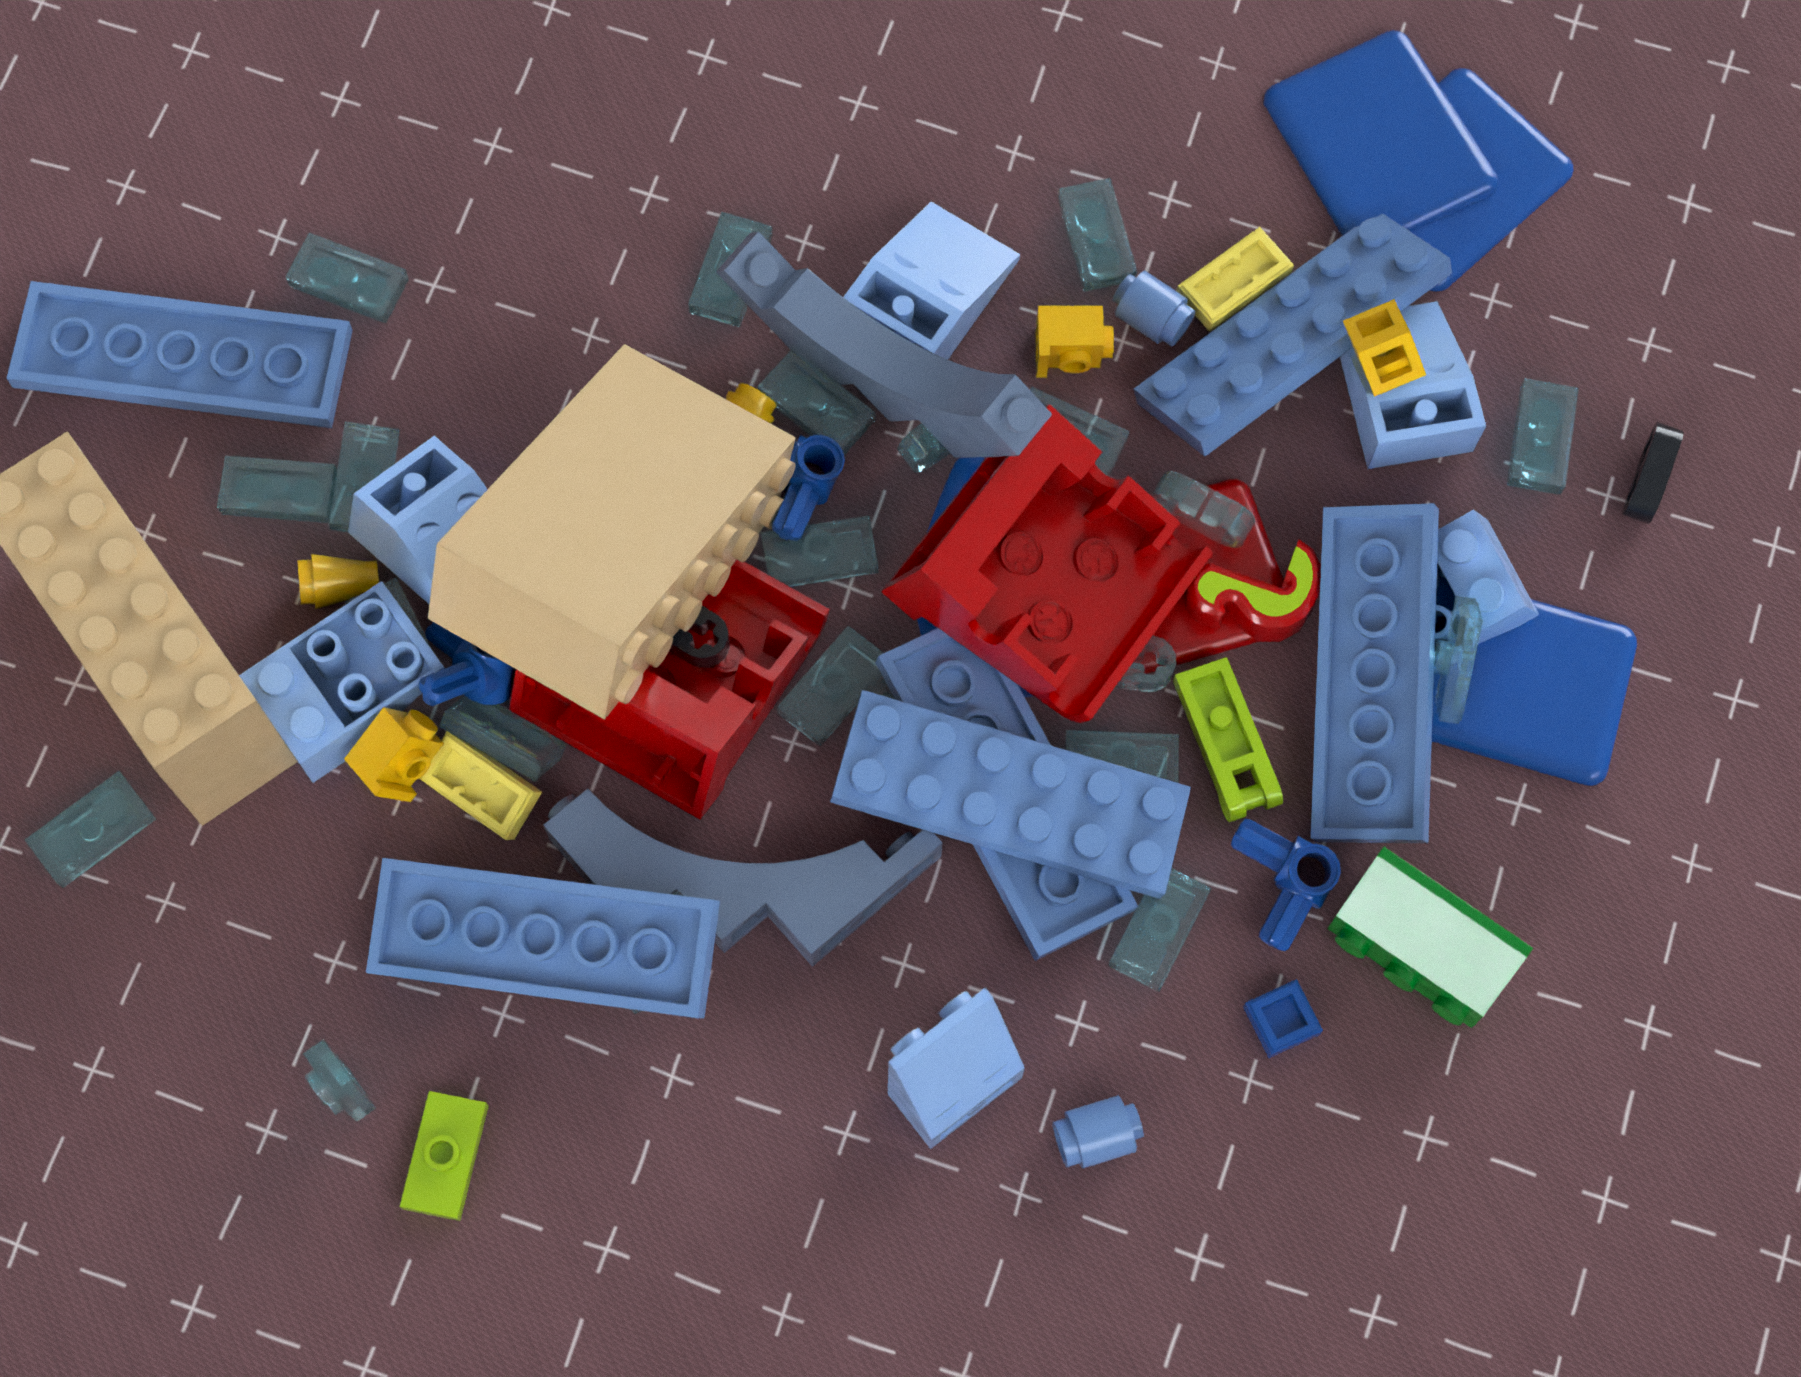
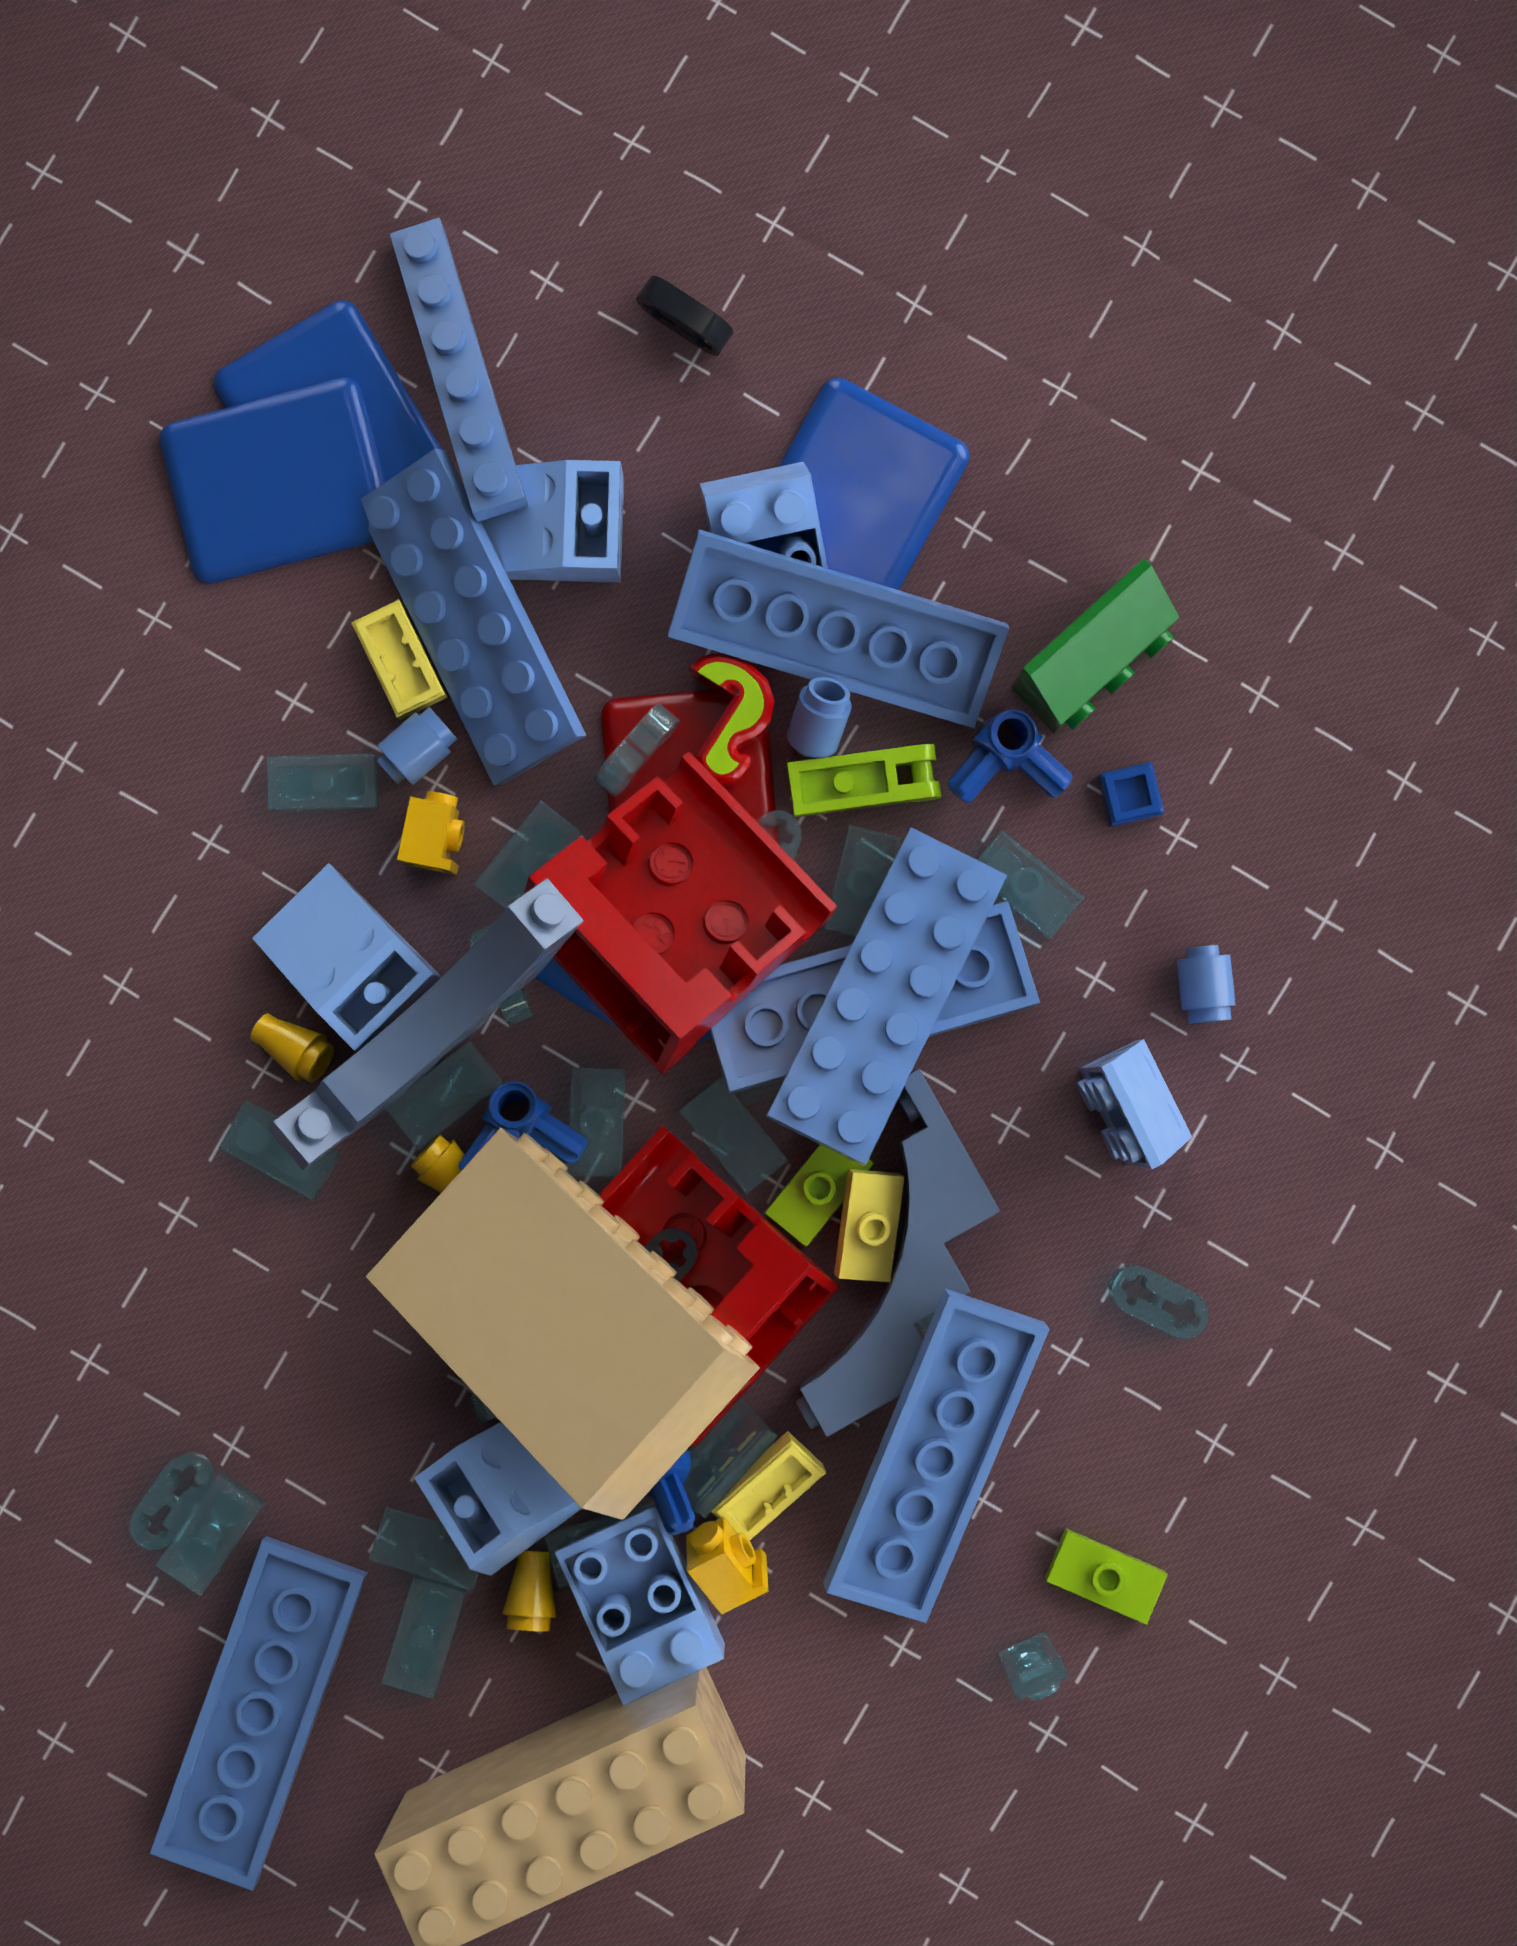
camera: 75 degrees left, 15 degrees up
(90, 829) = (735, 1870): clear light blue plate -> none
(377, 230) = (162, 1493): none -> clear light blue beam
(761, 1156) = (1152, 1312): none -> clear light blue beam
(769, 832) = (869, 1225): none -> light yellow plate
(792, 779) = (813, 1194): none -> lime plate
(835, 254) = (293, 1047): none -> yellow cone
(1280, 677) = (819, 718): none -> medium blue brick
(1384, 347) = (522, 537): yellow brick -> none
(1456, 659) = (845, 550): clear light blue plate -> none
(1536, 270) = (458, 370): none -> medium blue plate
(1542, 436) = (625, 408): clear light blue plate -> none

